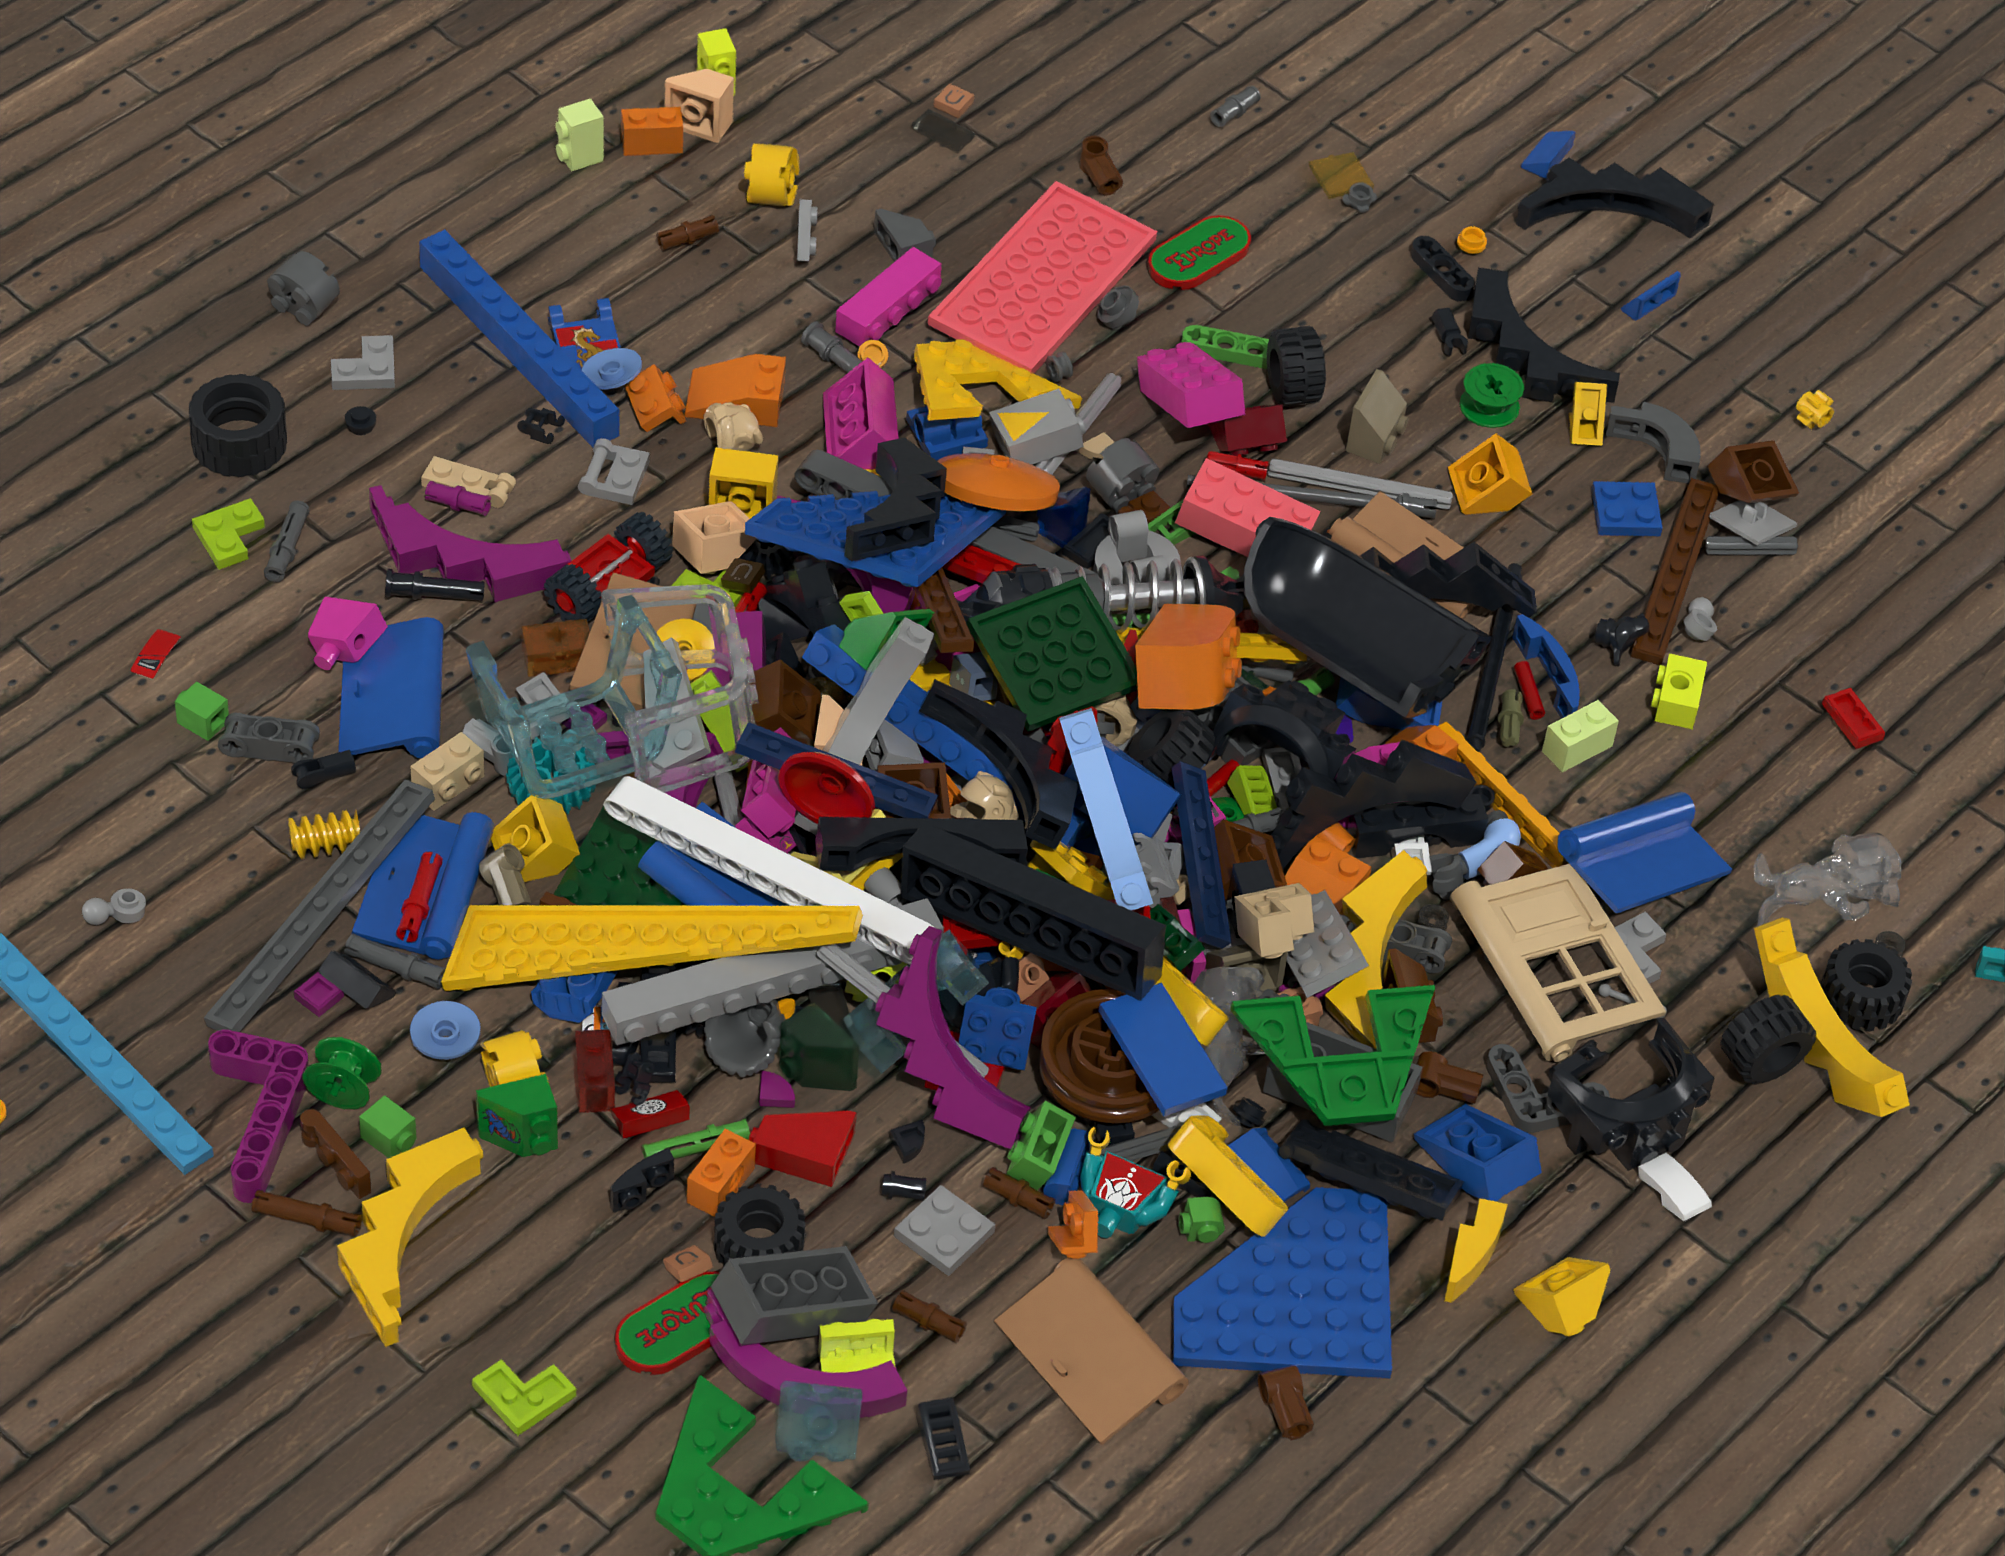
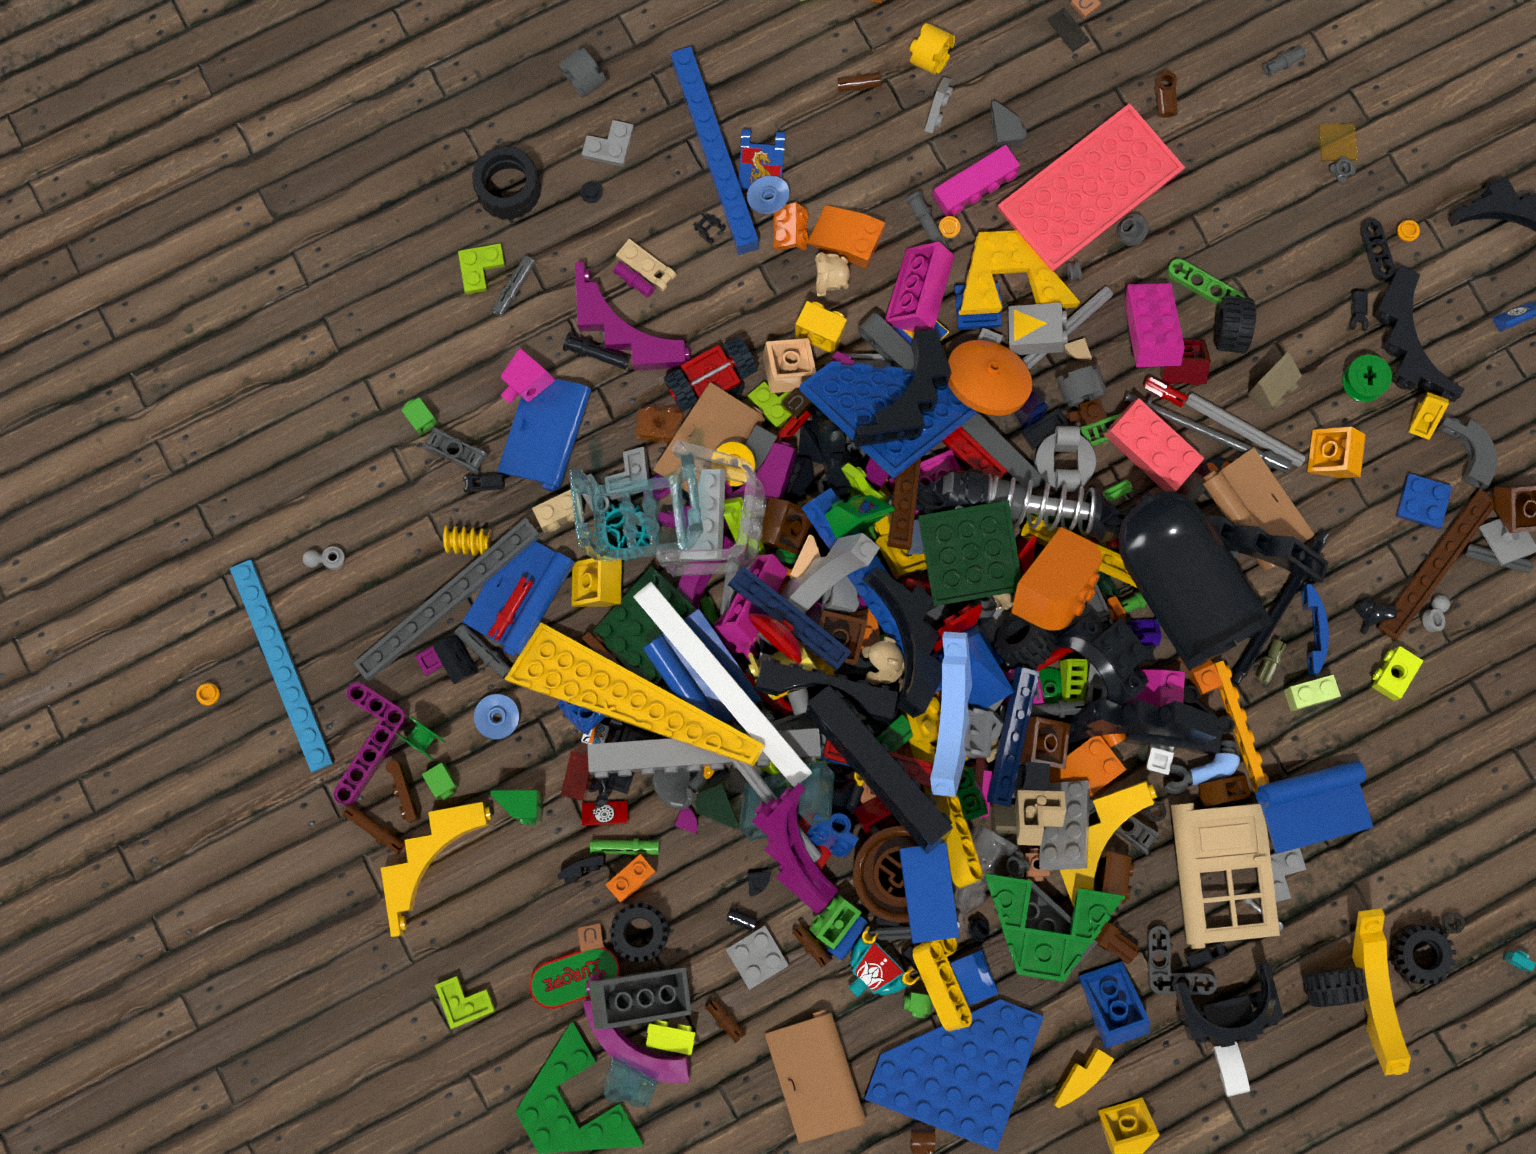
camera: 25 degrees right, 30 degrees up
(154, 653) = (406, 354): red sticker -> none
(503, 872) = (568, 603): dark tan piece -> none
(511, 1058) = (526, 766): yellow brick -> none
(624, 476) = (750, 286): light grey plate -> none
(805, 1143) = (690, 870): red slope -> none
(936, 1416) = (712, 1094): black slope -> none
(1082, 1229) = (832, 993): orange bracket -> none
(1199, 252) = (1209, 190): tile -> none
(1373, 1170) = (1041, 1005): black hinge -> none
(1529, 690) = (1294, 639): red piece -> none
(1549, 152) = (1496, 160): blue slope -> none
(1853, 718) = (1508, 728): red plate -> none
(1858, 868) = (1453, 860): clear animal -> none

